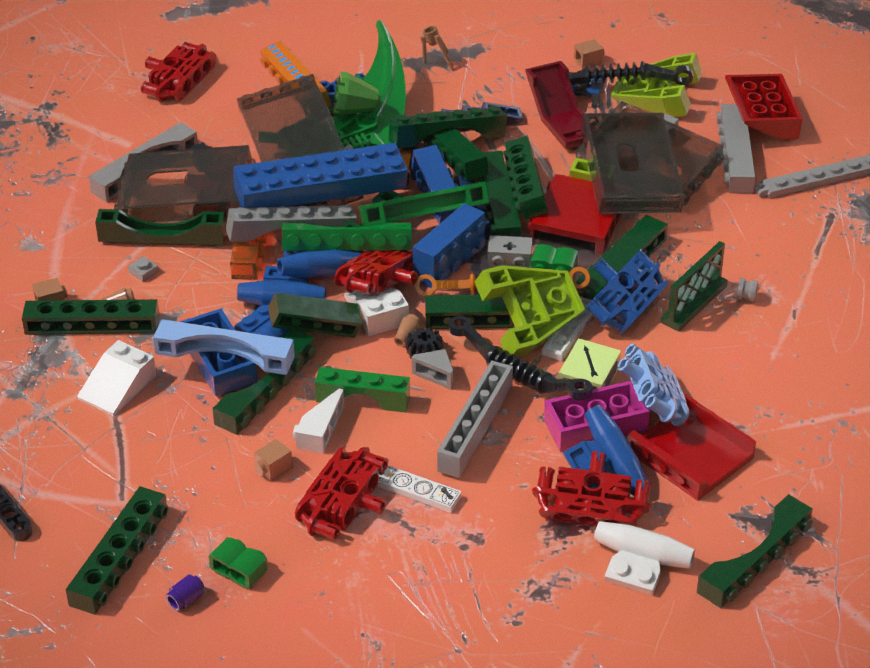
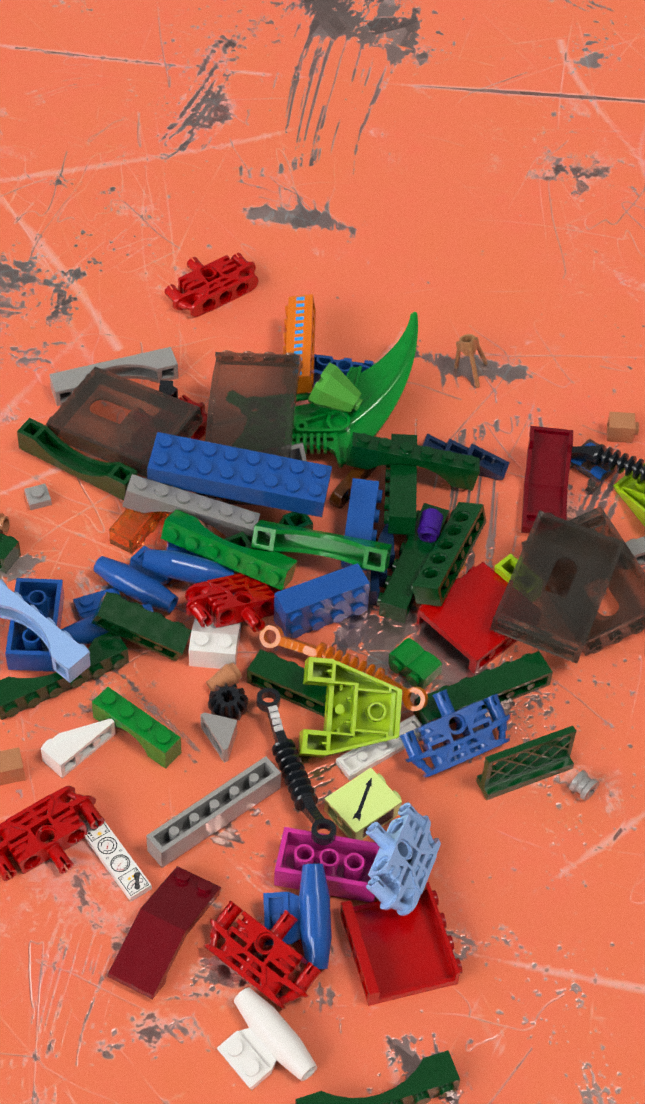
camera: 25 degrees right, 10 degrees up
(498, 162) = (430, 525): none -> dark purple brick
(498, 518) = (161, 931): none -> dark red windscreen
(509, 251) = (378, 632): light grey brick -> none

